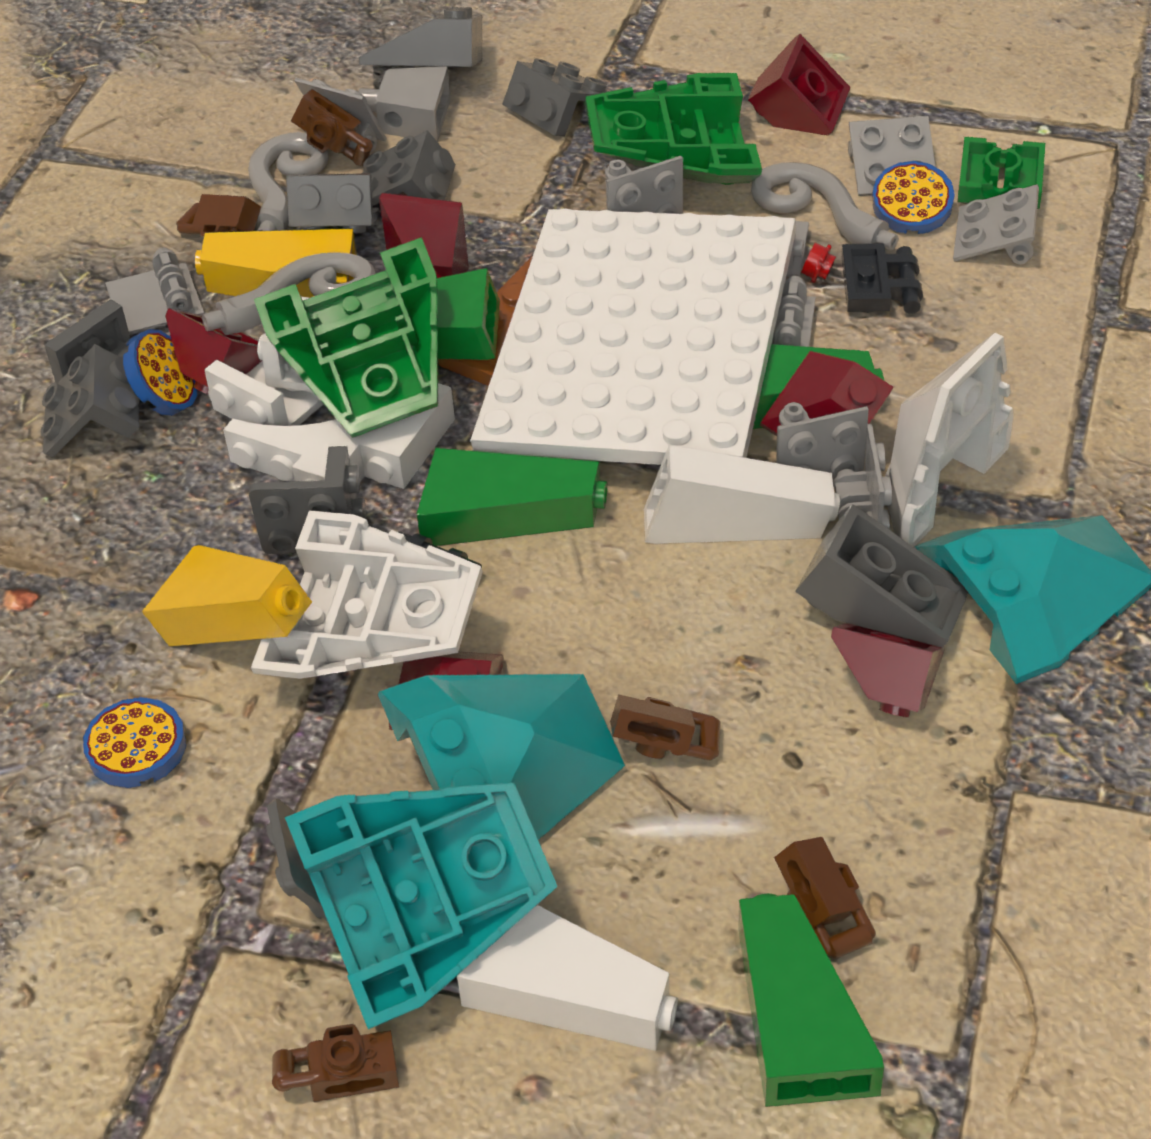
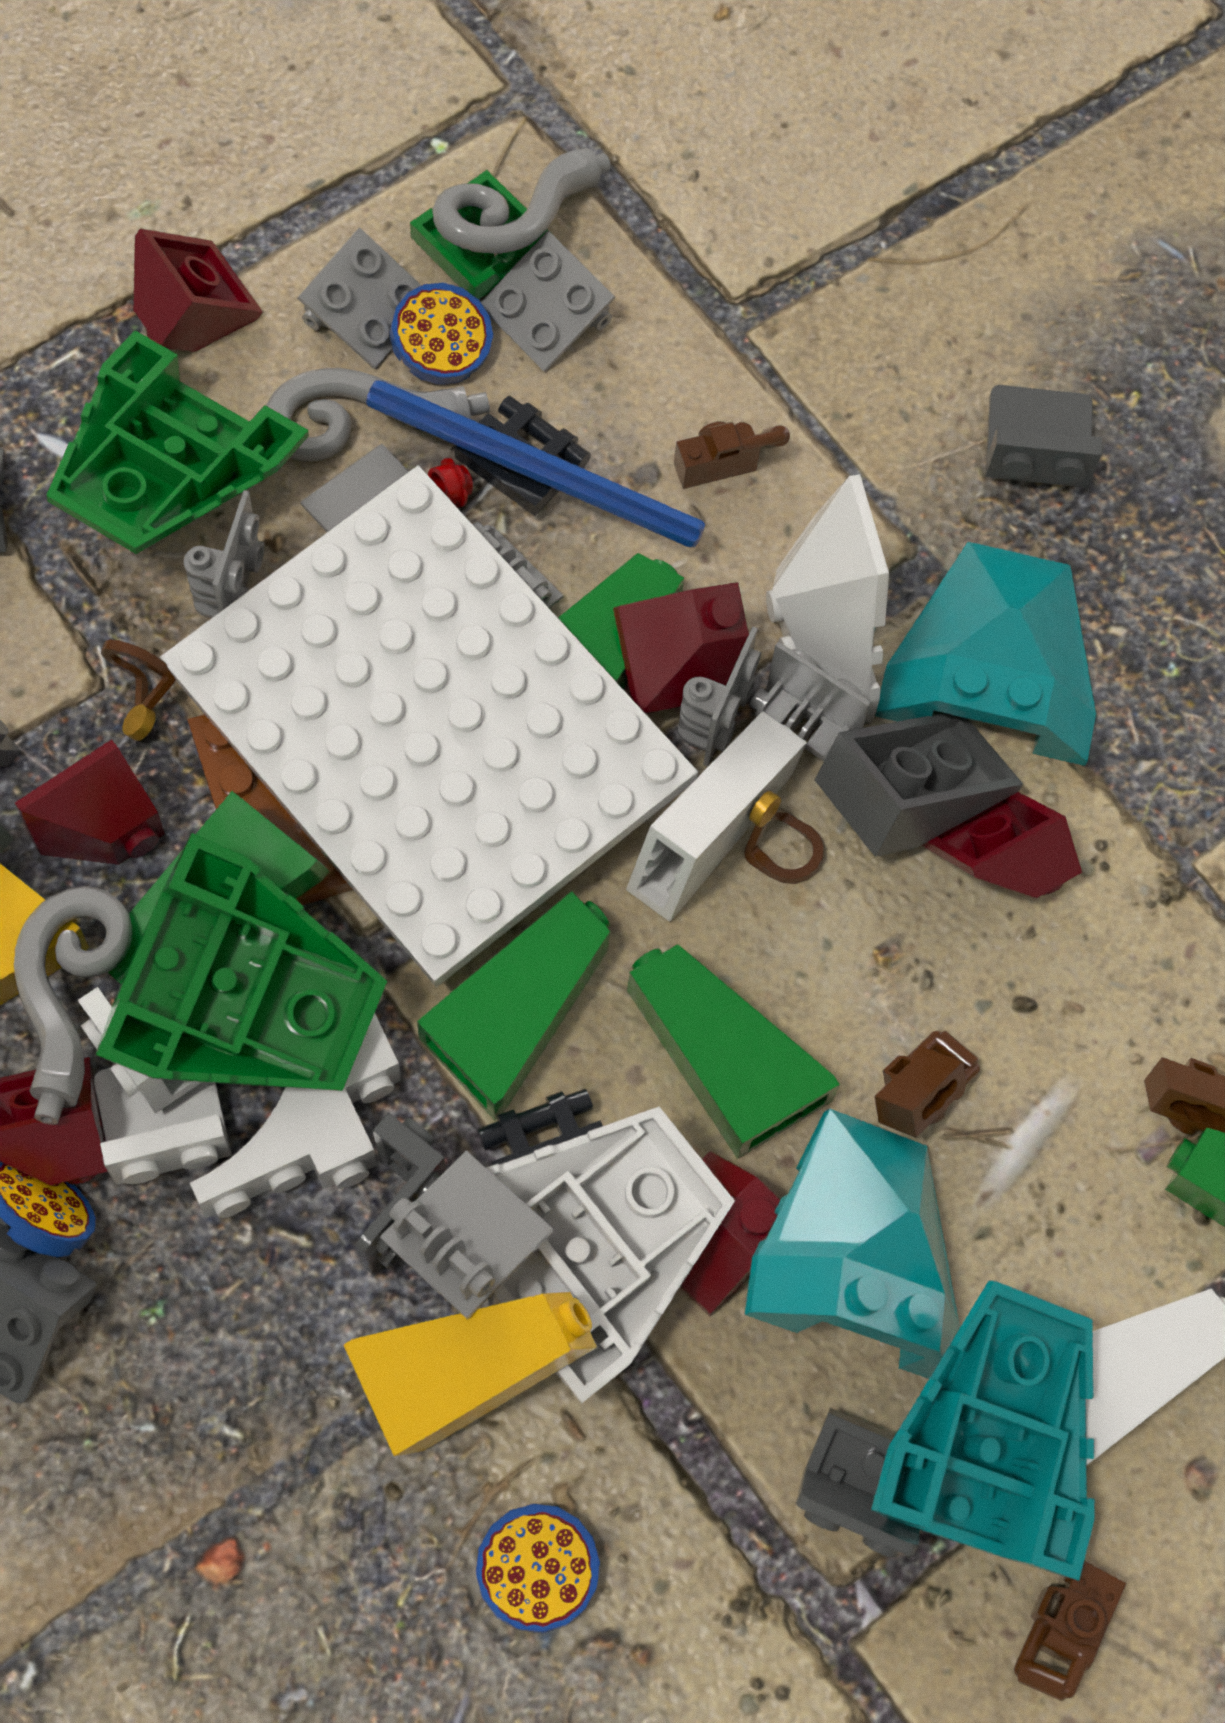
camera: 60 degrees left, 20 degrees up
(299, 523) = (465, 1234): none -> light grey hinge
(539, 211) = (141, 717): none -> reddish brown piece
(575, 611) = (728, 1052): none -> green slope
(762, 516) = (768, 810): none -> reddish brown piece
(874, 280) = (535, 464): none -> blue axle
(1009, 162) = (560, 179): none -> light grey plant
(1018, 357) = (723, 451): none -> reddish brown piece

